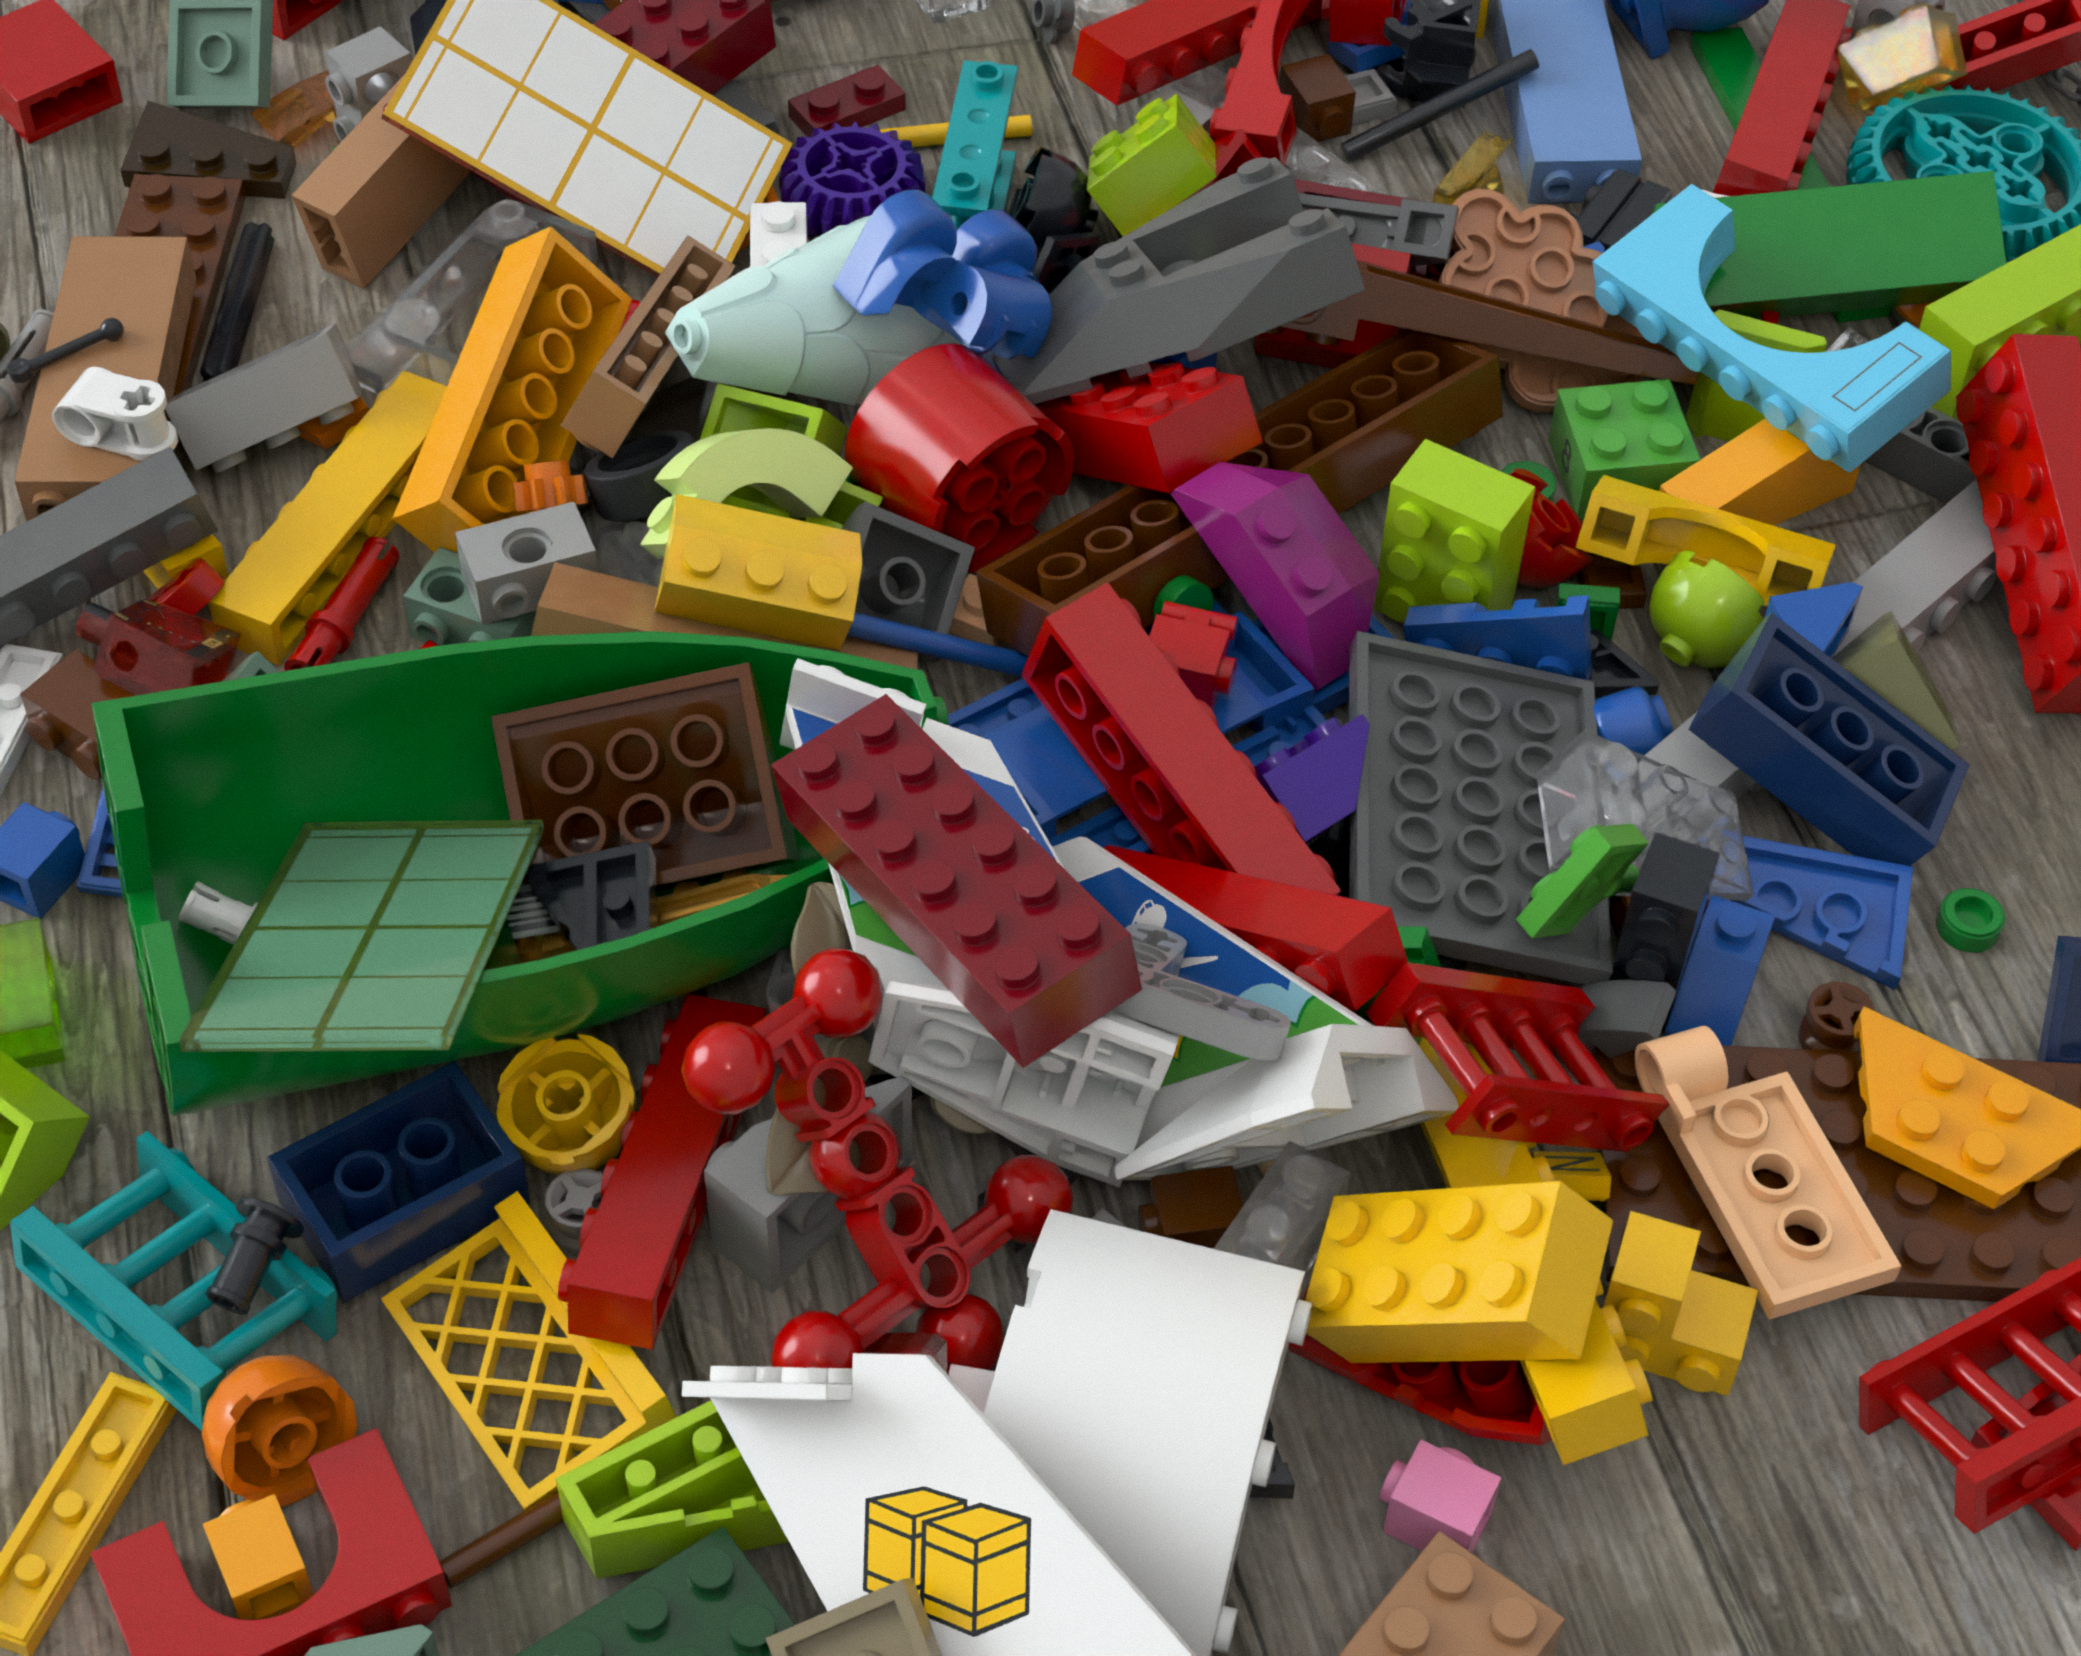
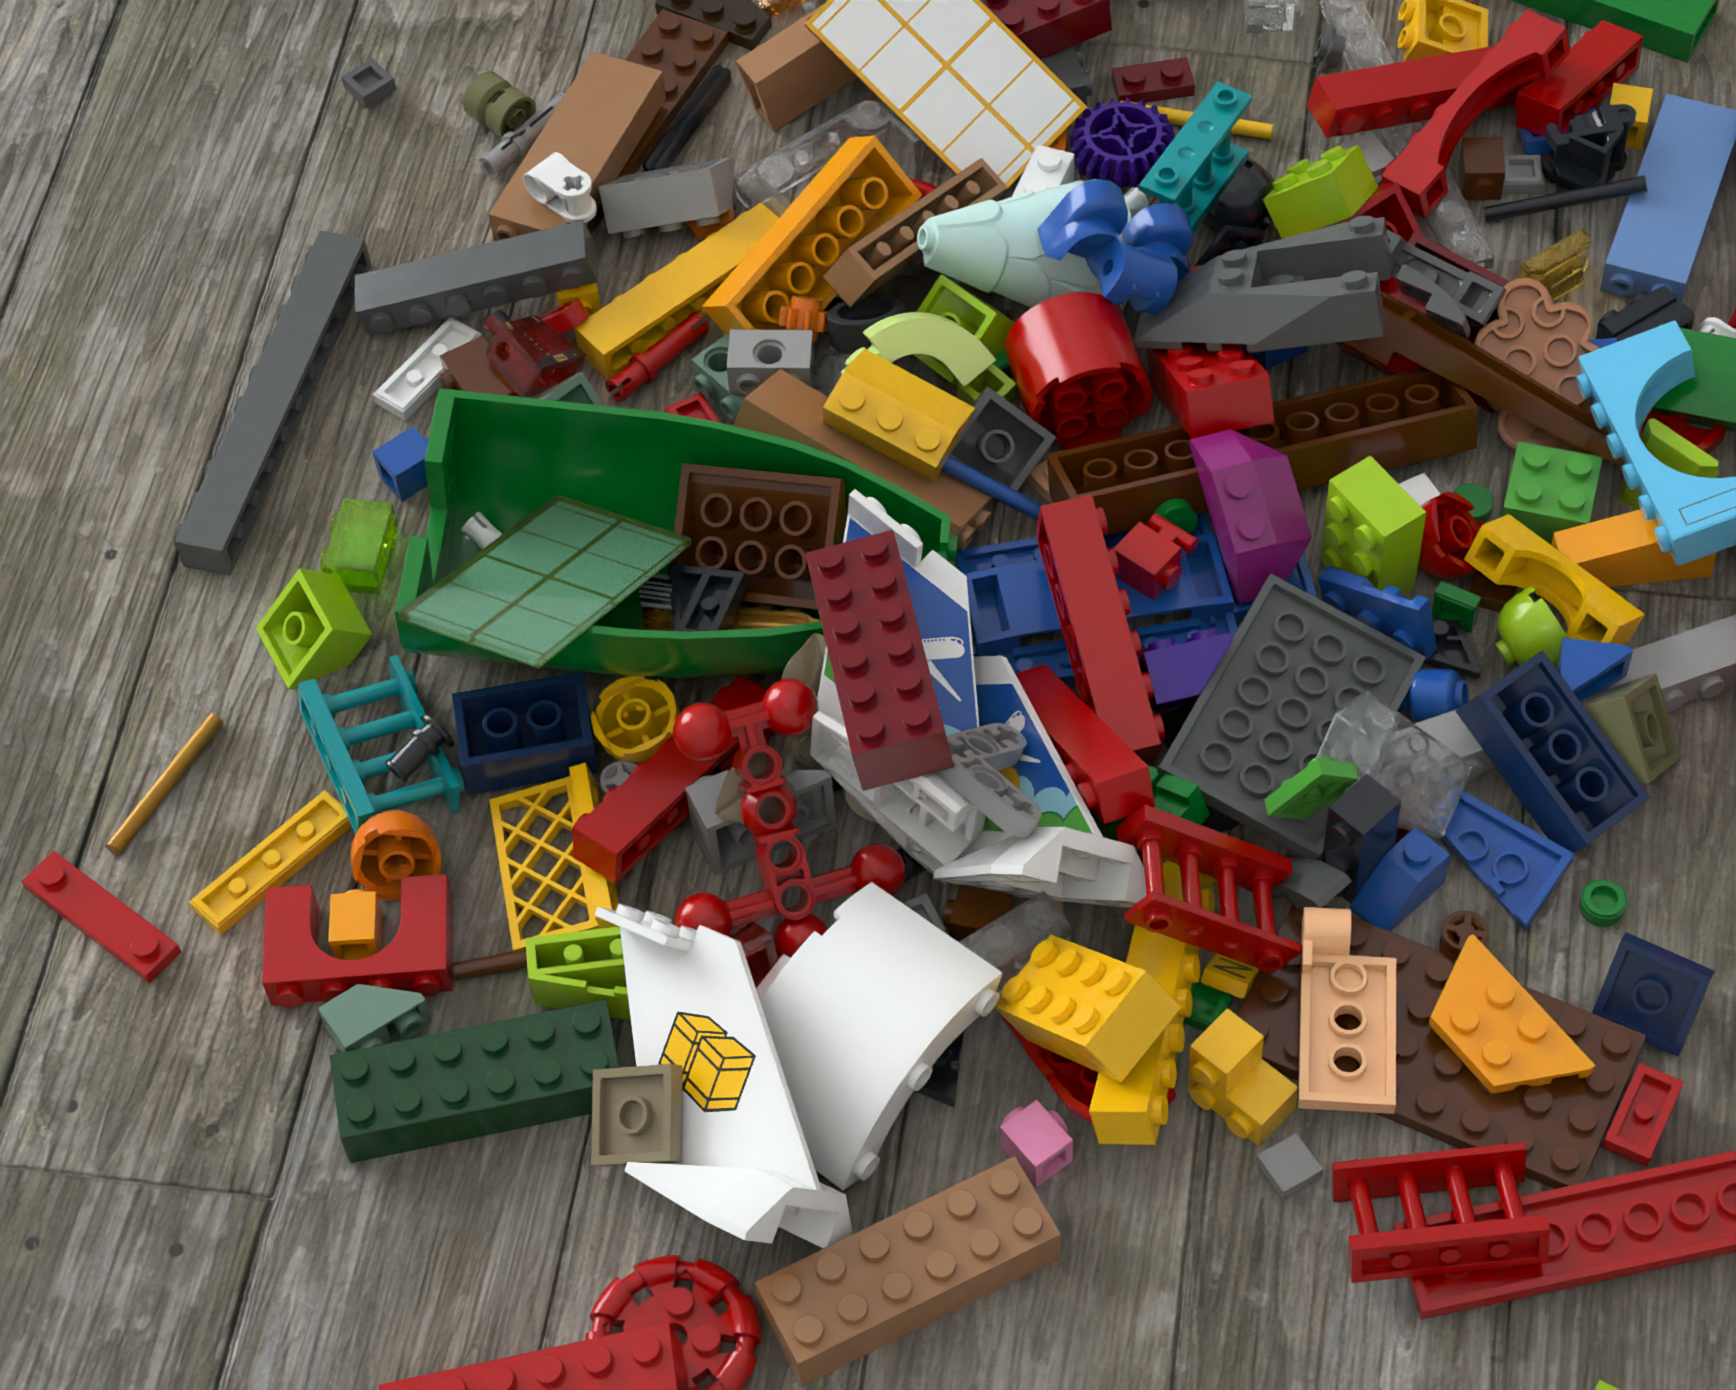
camera: 30 degrees right, 5 degrees up
(21, 369) = (523, 138): black hinge -> none
(1392, 243) = (1439, 303): none -> dark grey slope
(1787, 1406) = (1289, 1165): none -> light grey tile

